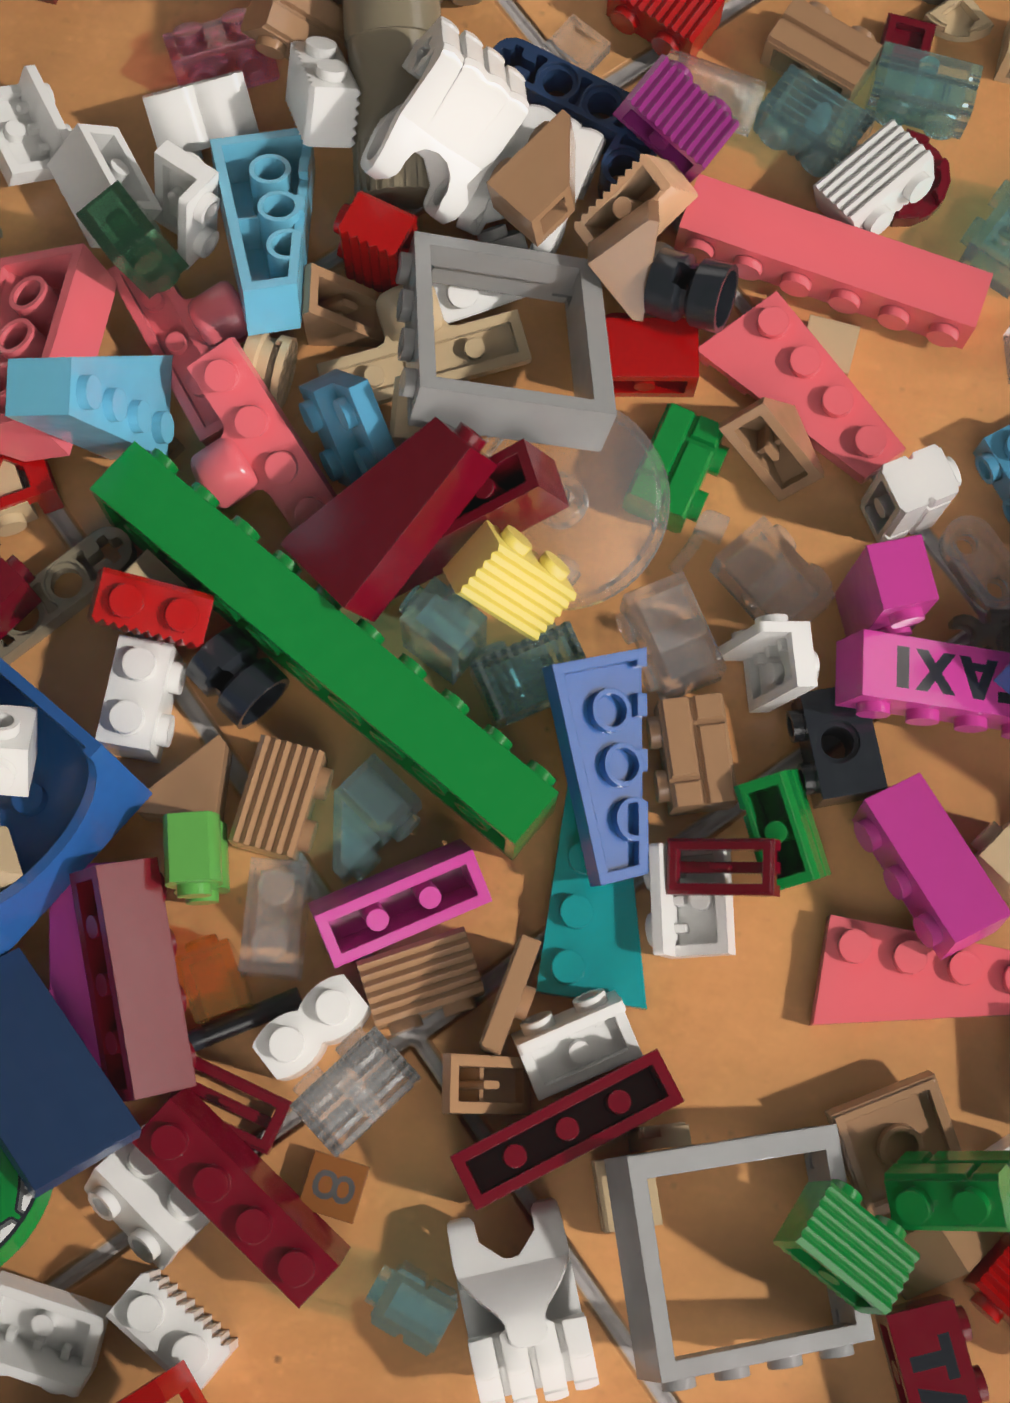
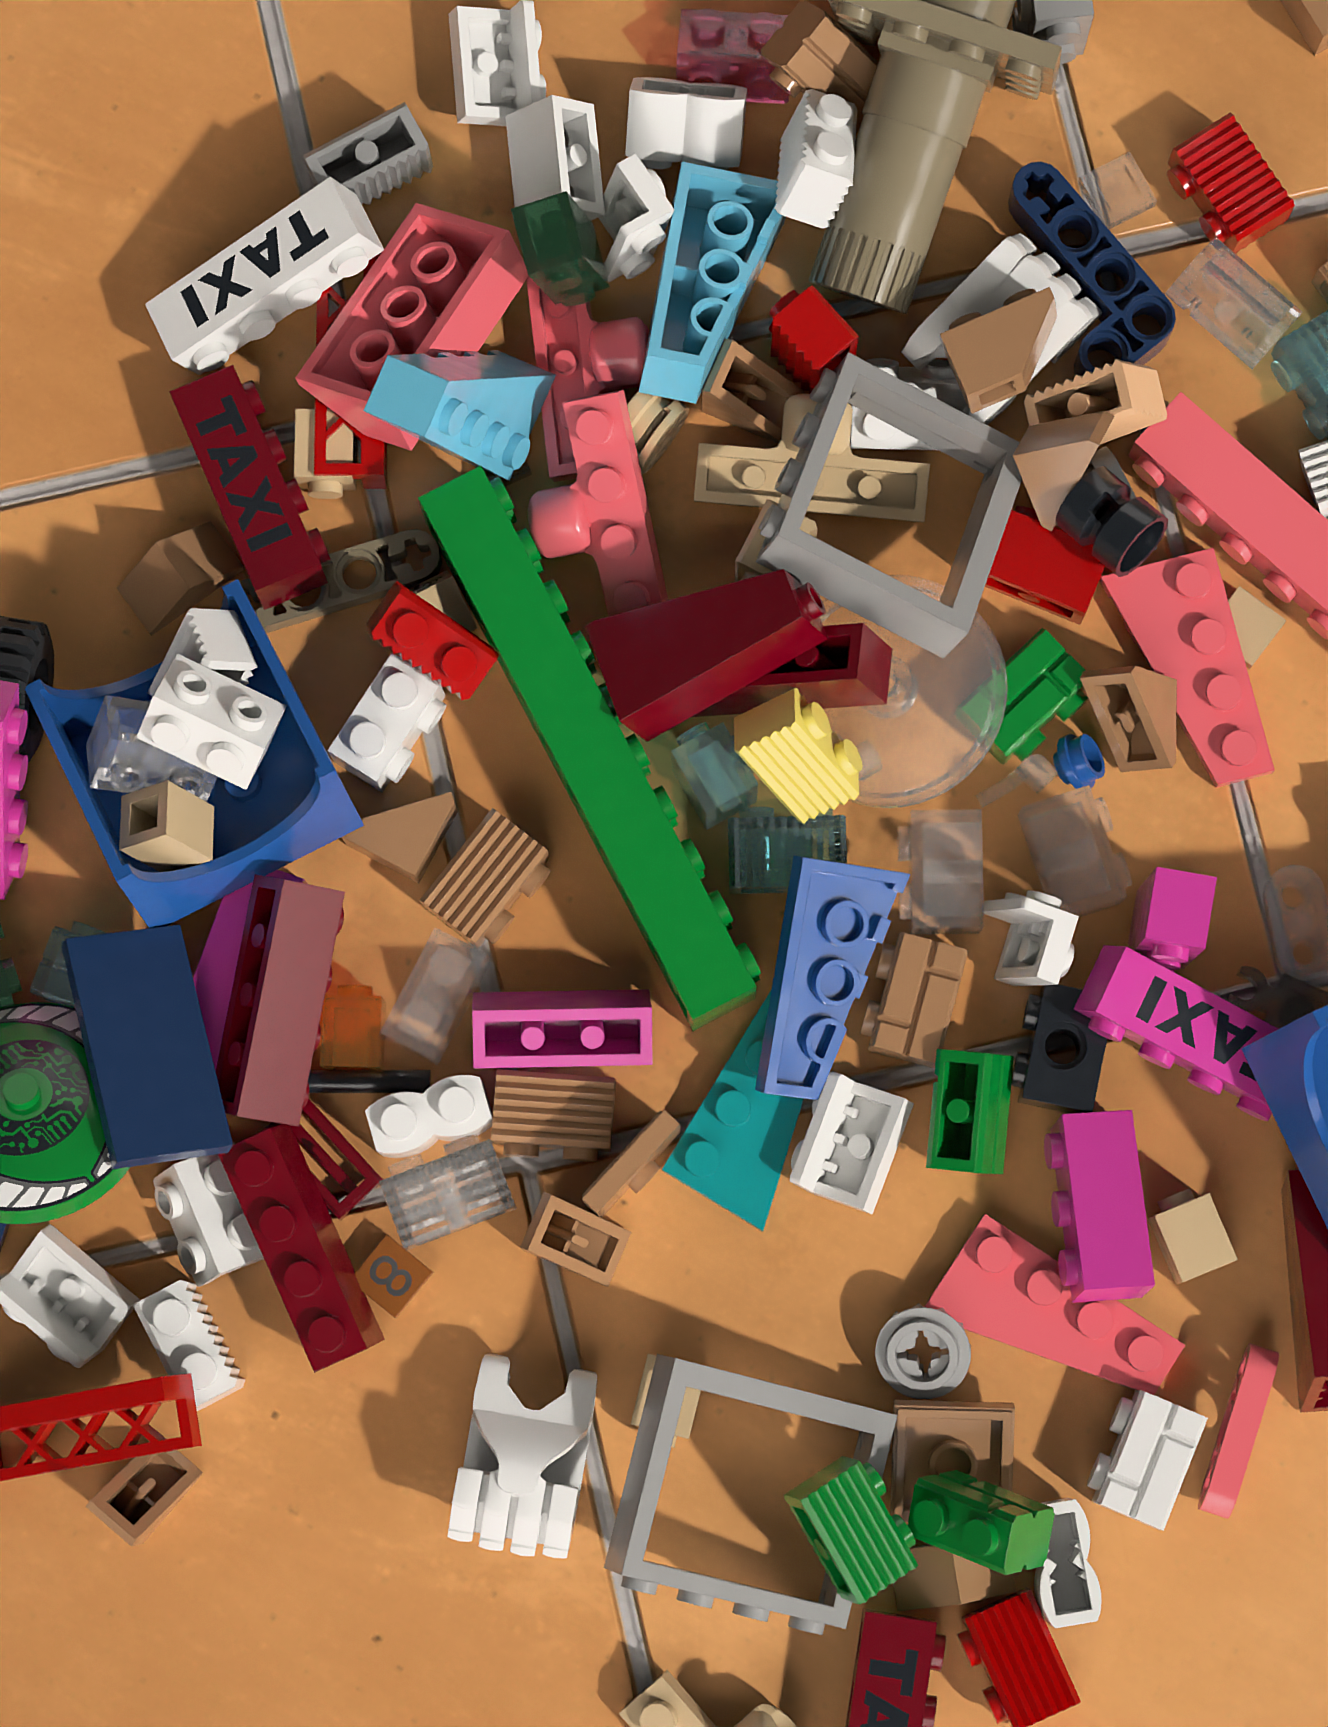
camera: 30 degrees right, 5 degrees up
(196, 856) = (382, 905): bright green brick -> none
(233, 673) = (492, 740): black wheel -> none
(347, 422) = (702, 526): dark azure plate -> none
(367, 814) = (567, 928): clear light blue slope -> none
(412, 1306) = (419, 1410): clear light blue brick -> none
(452, 118) = (937, 253): white piece -> none
(566, 1129) = (633, 1312): dark red brick -> none
(576, 1042) = (678, 1235): white bracket -> none
(659, 1137) = (722, 1357): tan tile -> none
(677, 117) = (1178, 326): magenta brick -> none
(742, 502) = (1078, 760): none -> blue plate
(768, 868) = (932, 1142): dark red tile -> none
(856, 1062) = (904, 1370): none -> light grey gear
(910, 493) = (1250, 823): white brick -> none

